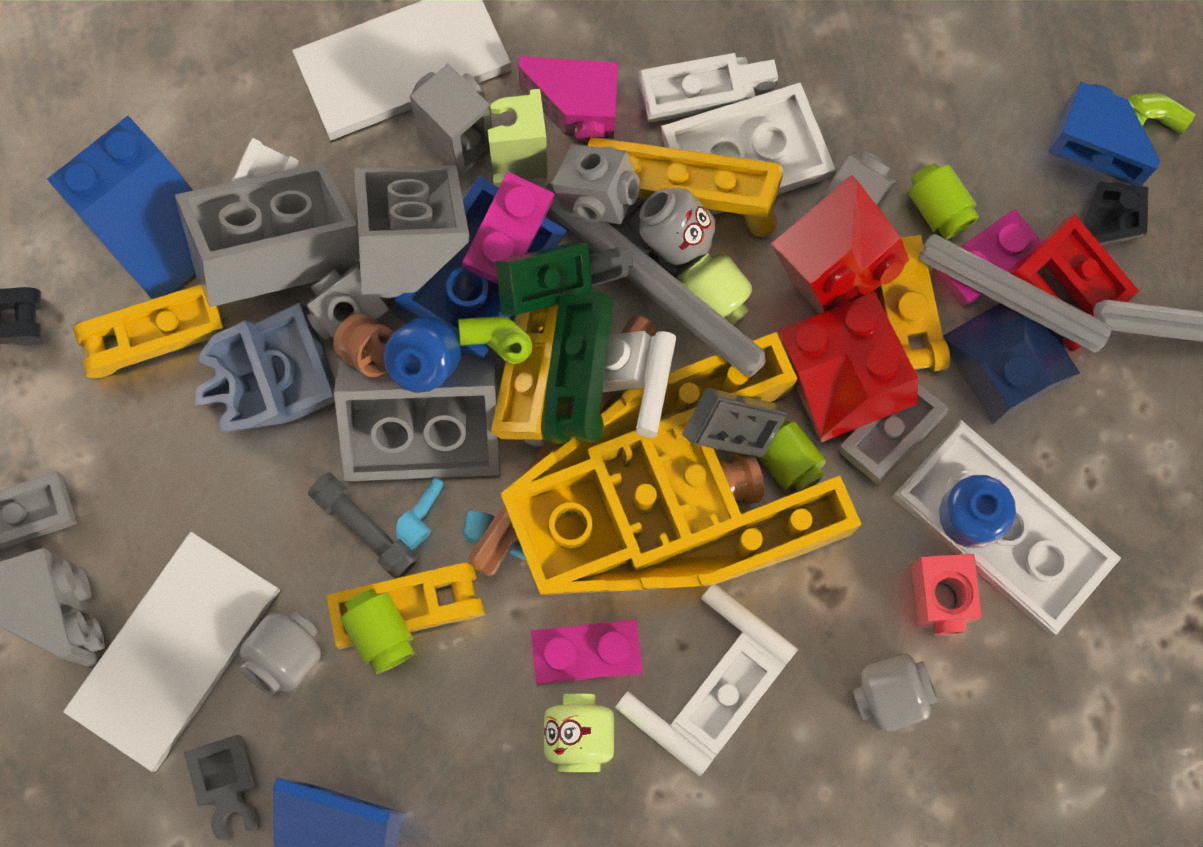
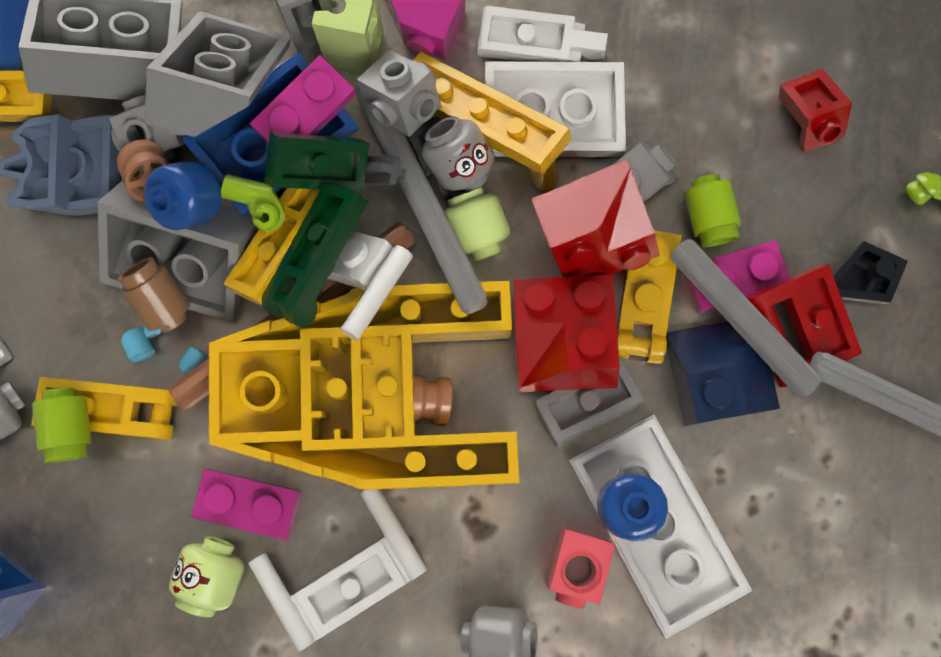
camera: 25 degrees right, 5 degrees up
(333, 496) = (83, 292): dark grey bar -> none
(418, 469) = (154, 295): none -> medium nougat brick
(734, 423) = (437, 351): dark grey plate -> none
(793, 459) = (487, 393): lime brick -> none
(1005, 66) = (817, 107): none -> red bracket
(1104, 135) = (885, 200): blue slope -> none

